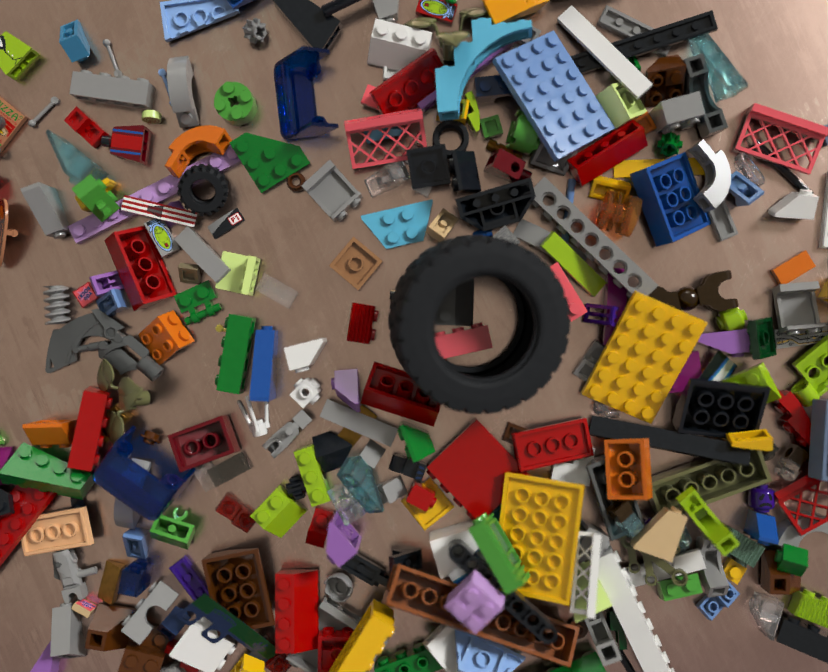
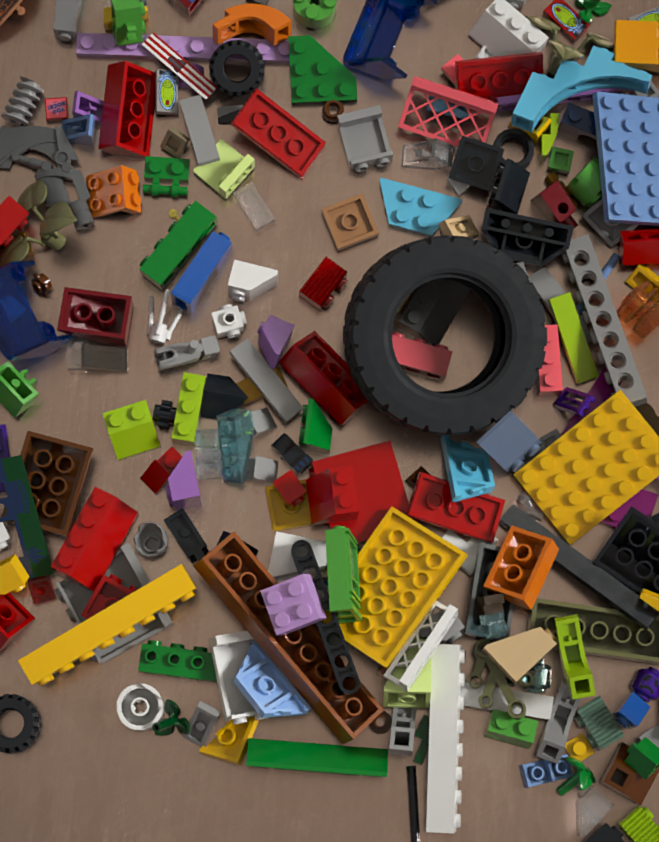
camera: 15 degrees right, 10 degrees down
(236, 512) = (85, 409): clear red slope -> none
(263, 224) = (278, 133): none -> red tile
(458, 491) = (332, 496): none -> red slope
(549, 414) = (467, 469): none -> medium azure wing
(571, 375) = (510, 442): none -> sand blue slope
(749, 592) = (583, 777): none -> green plant

